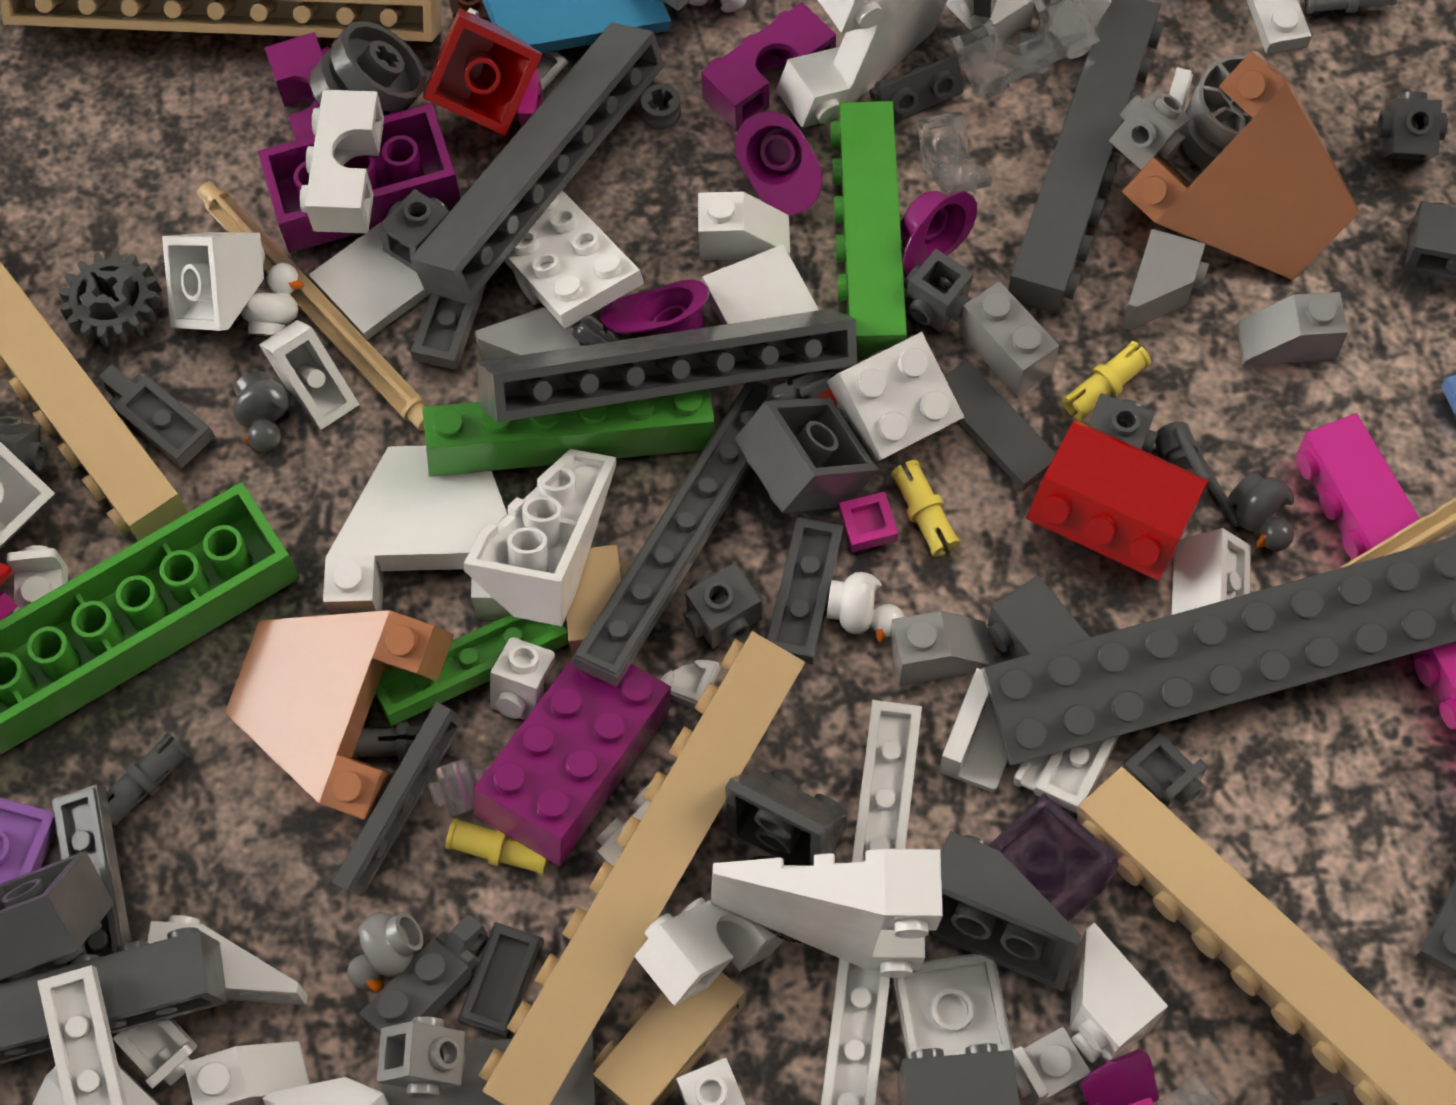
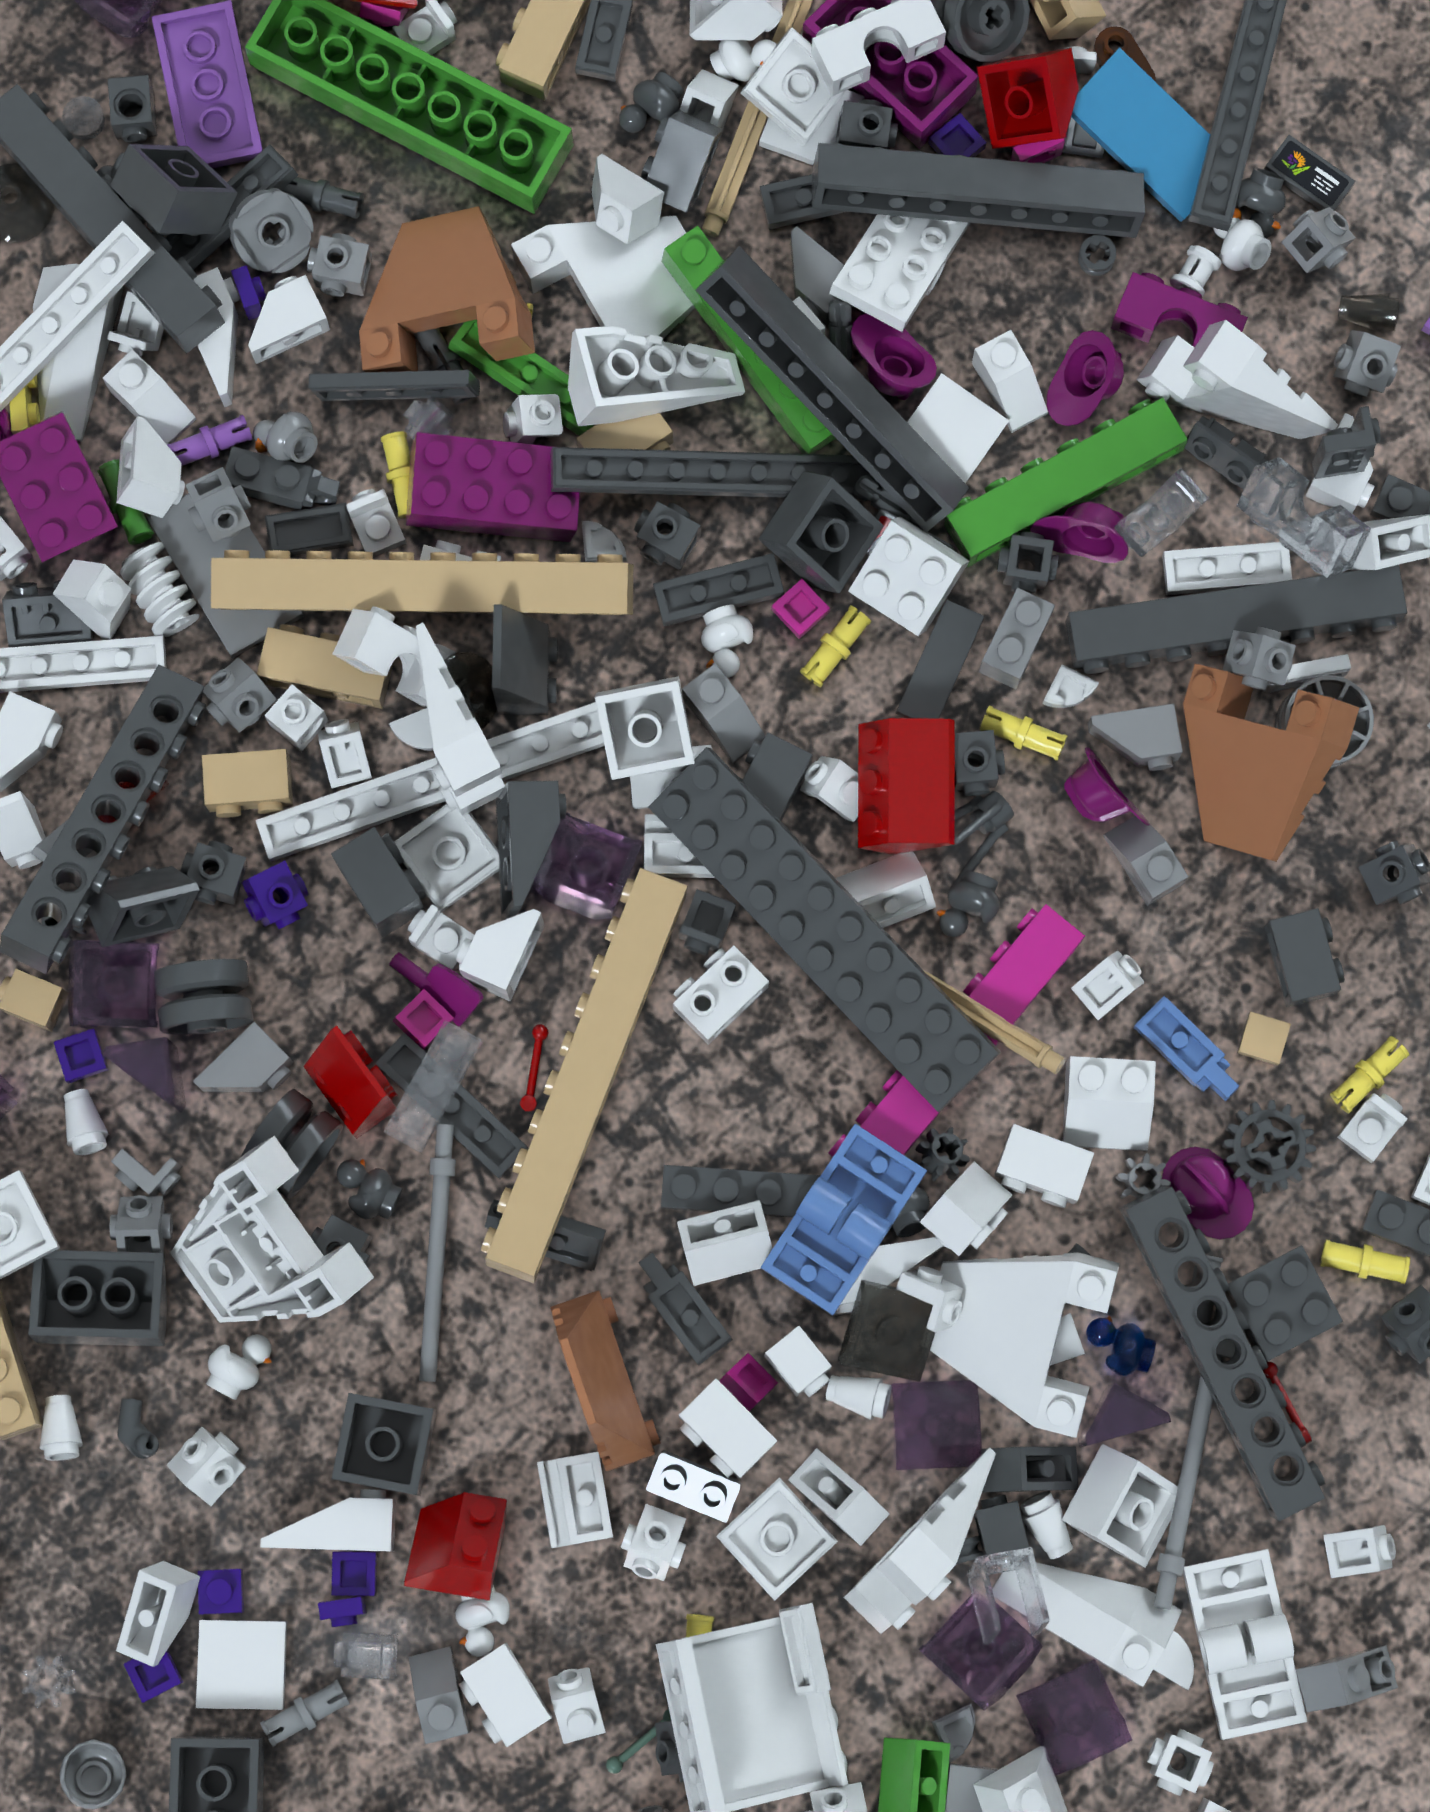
camera: 60 degrees right, 15 degrees up
(127, 865) = (248, 225): none -> light grey plate
(199, 902) = (250, 291): none -> dark purple plate
(231, 792) = (340, 265): none -> light grey brick
(254, 876) = (287, 319): none -> white slope
(334, 270) = (792, 88): none -> white tile
(338, 1032) = (211, 440): none -> medium lavender pin
(340, 403) = (682, 158): none -> brick
(343, 477) = (624, 201): none -> white slope
(472, 161) = (957, 138): none -> dark purple plate
(534, 902) = (375, 522): none -> white bracket
(724, 33) = (1196, 269): none -> white bush
(778, 1066) = (344, 753): none -> white bracket
(794, 974) = (414, 730): none -> white tile
(927, 719) = (645, 728): none -> white slope
(1031, 136) = (1225, 567): none -> white plate
(1077, 324) = (1069, 688): none -> white tile
(1078, 574) = (834, 785): none -> white bracket
(1208, 339) = (1096, 792): none -> magenta piece
(1253, 797) = (719, 993): none -> white brick
(1280, 1066) = (529, 1102): none -> red hinge
(1410, 423) = (1108, 984): none -> white bracket

